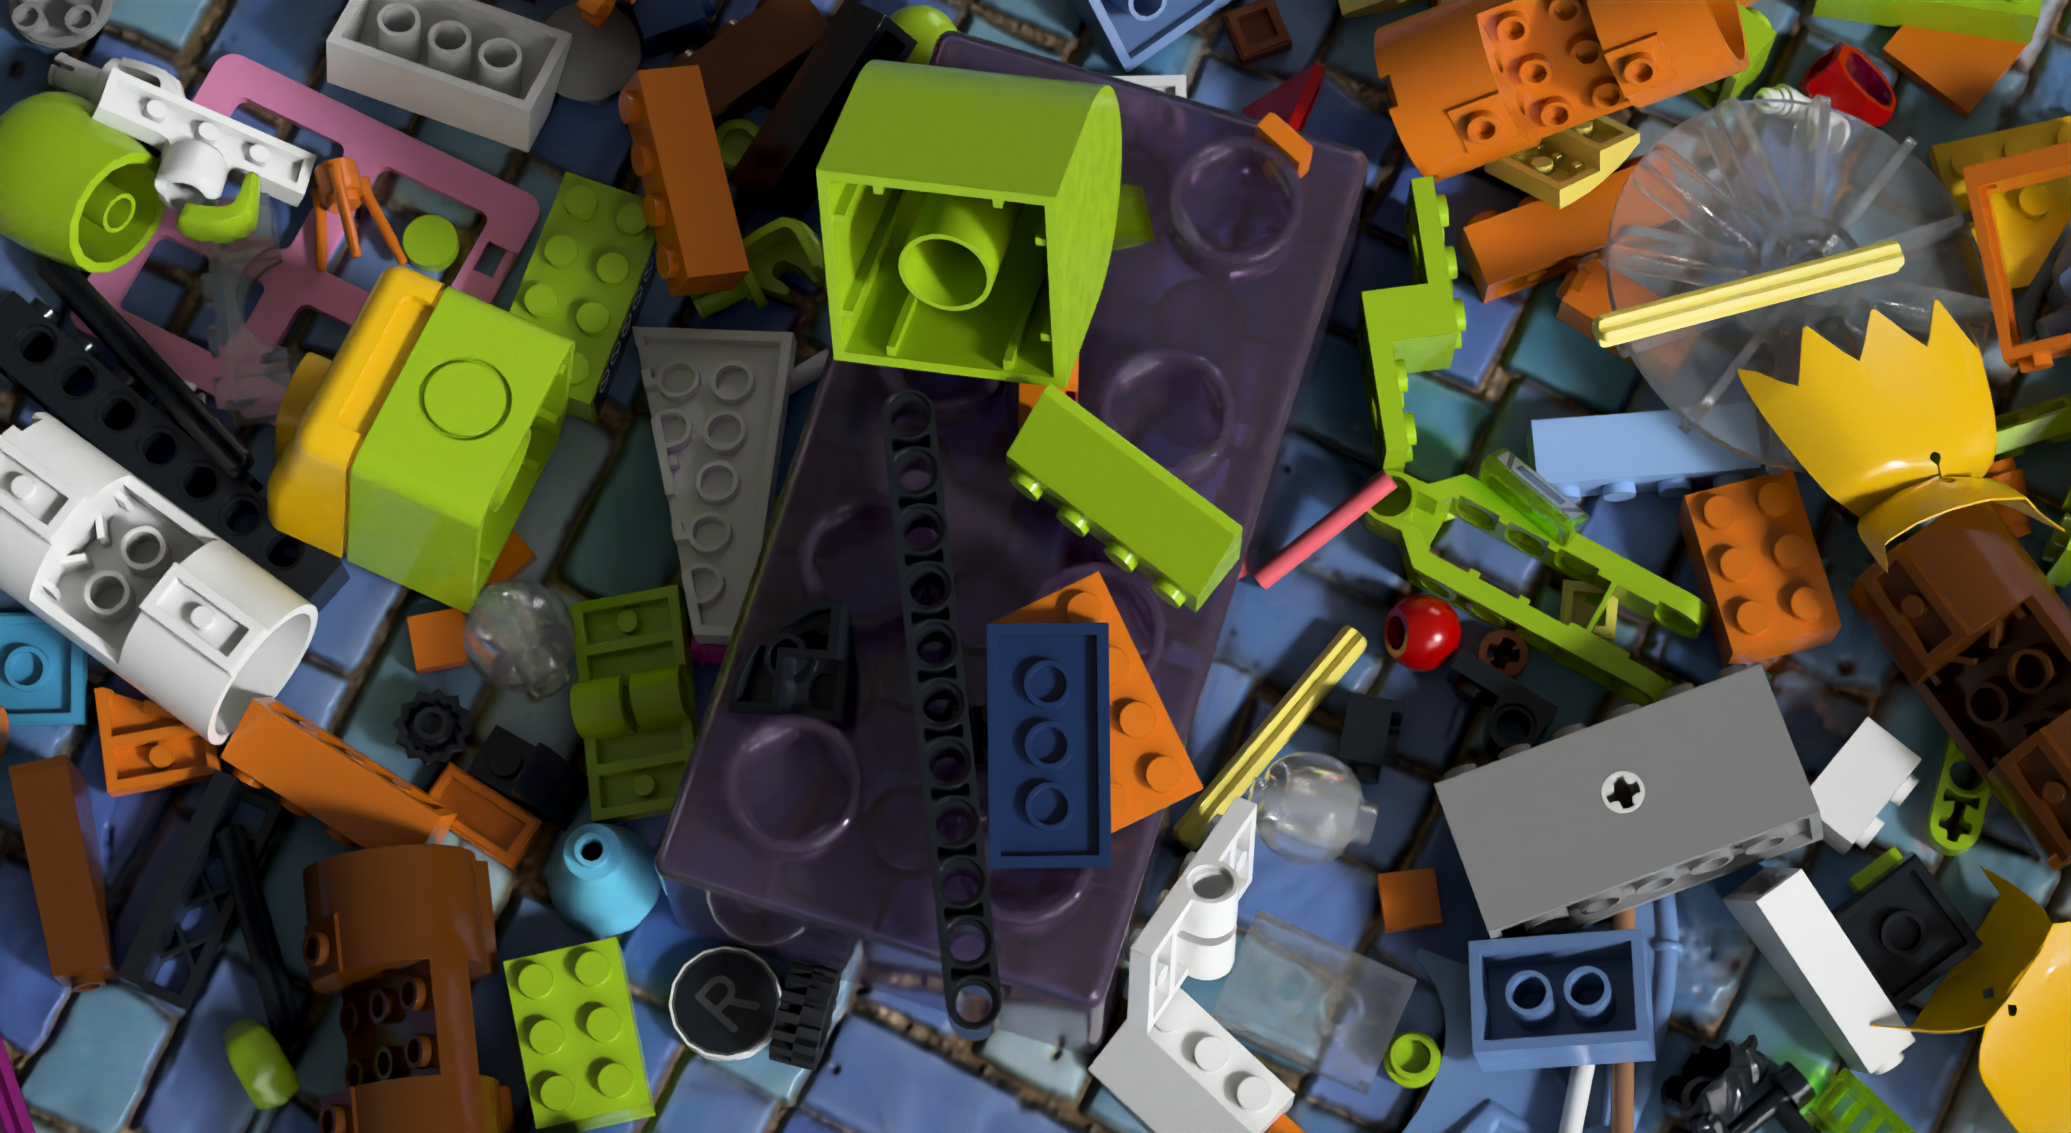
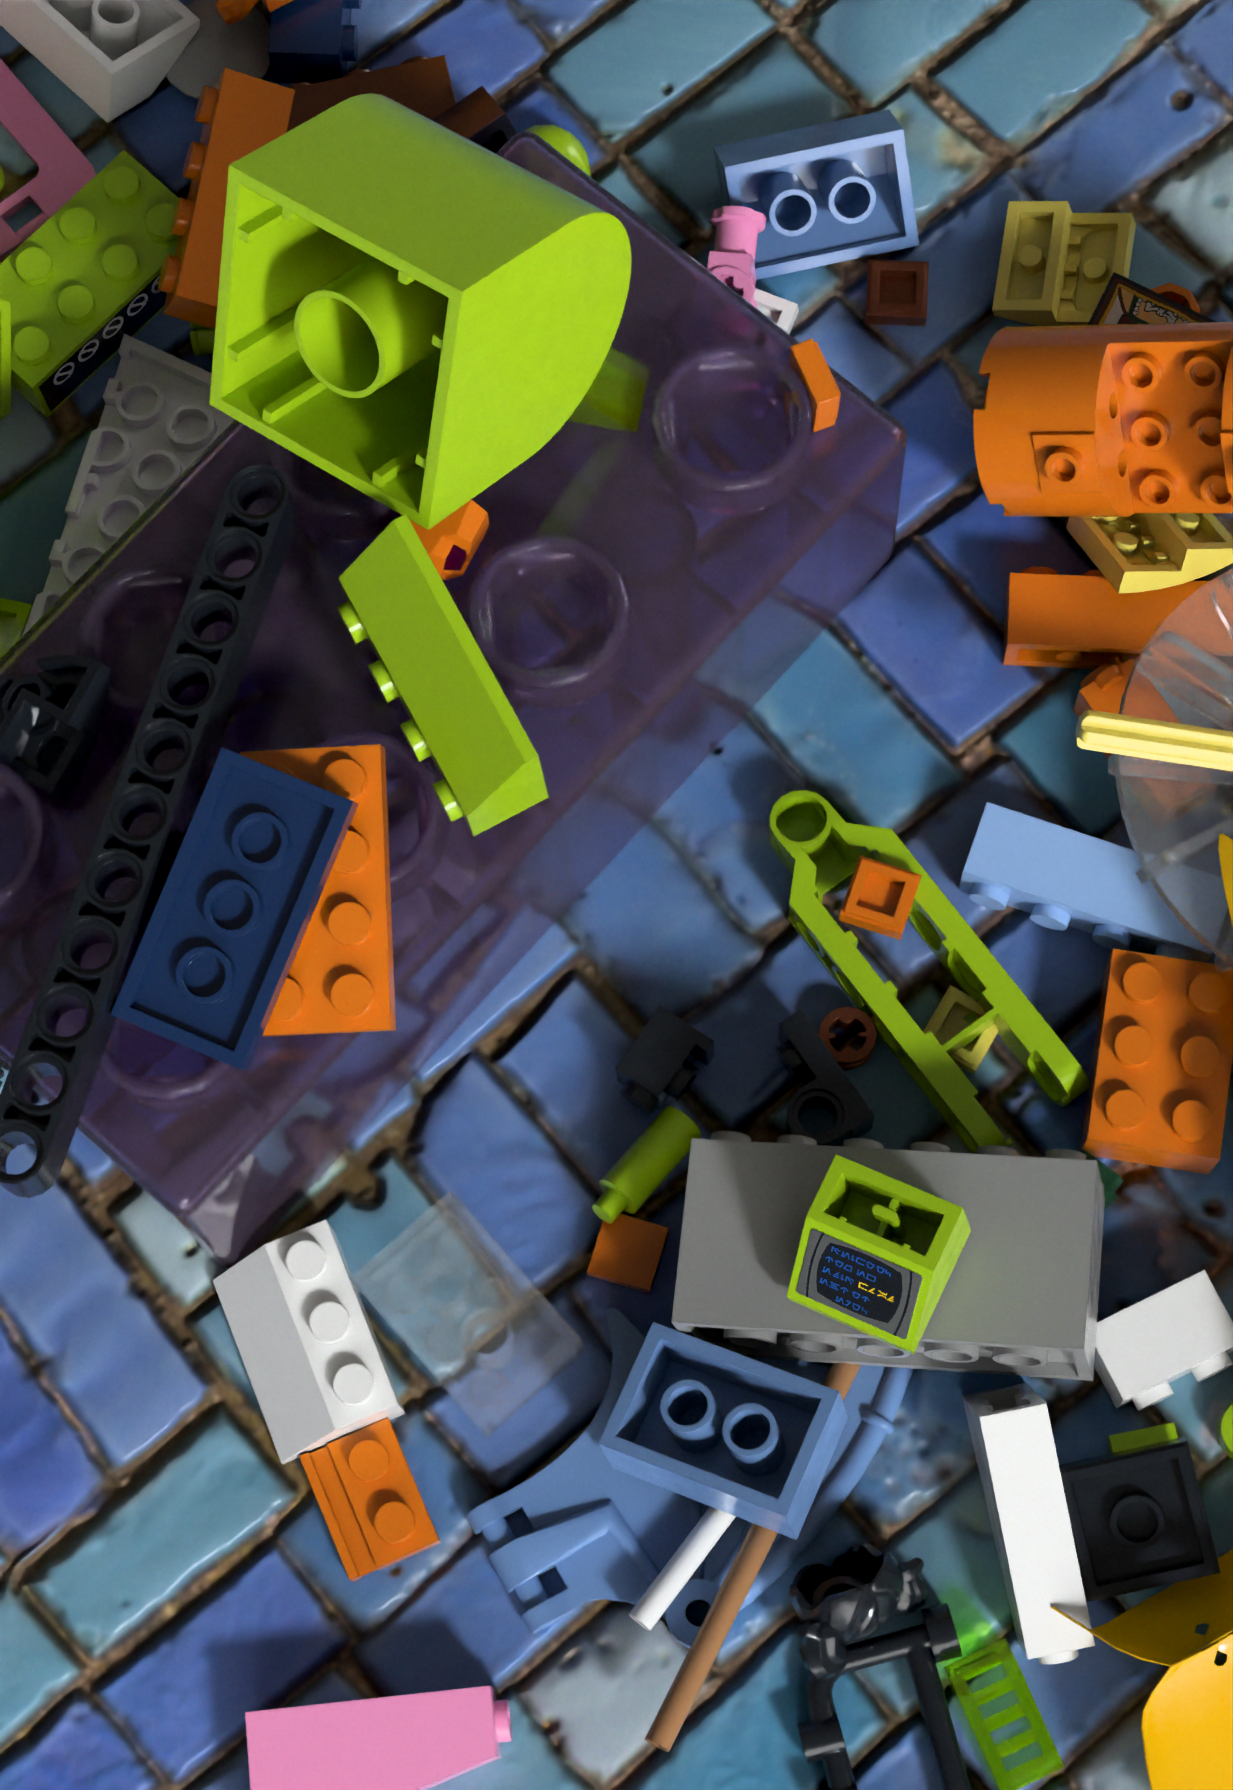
camera: 30 degrees right, 0 degrees up
(1119, 48) = (736, 248): none -> bright pink connector
(1195, 920) = (372, 1171): white plate -> none
(1271, 735) = (563, 1018): light yellow axle -> none
(1291, 100) = (898, 377): red slope -> none
(1311, 808) = (561, 1109): clear brick -> none
(1324, 529) = (719, 826): coral bar -> none
(1394, 823) = (645, 1164): none -> lime cylinder
(1409, 326) = (903, 653): lime bracket -> none
(1412, 1059) = (550, 1421): lime plate -> none
(1422, 632) = (770, 976): red piece -> none
(1484, 532) = (880, 897): none -> orange tile
(1532, 496) = (949, 880): clear neon green slope -> none
(1630, 806) = (876, 1253): none -> lime slope

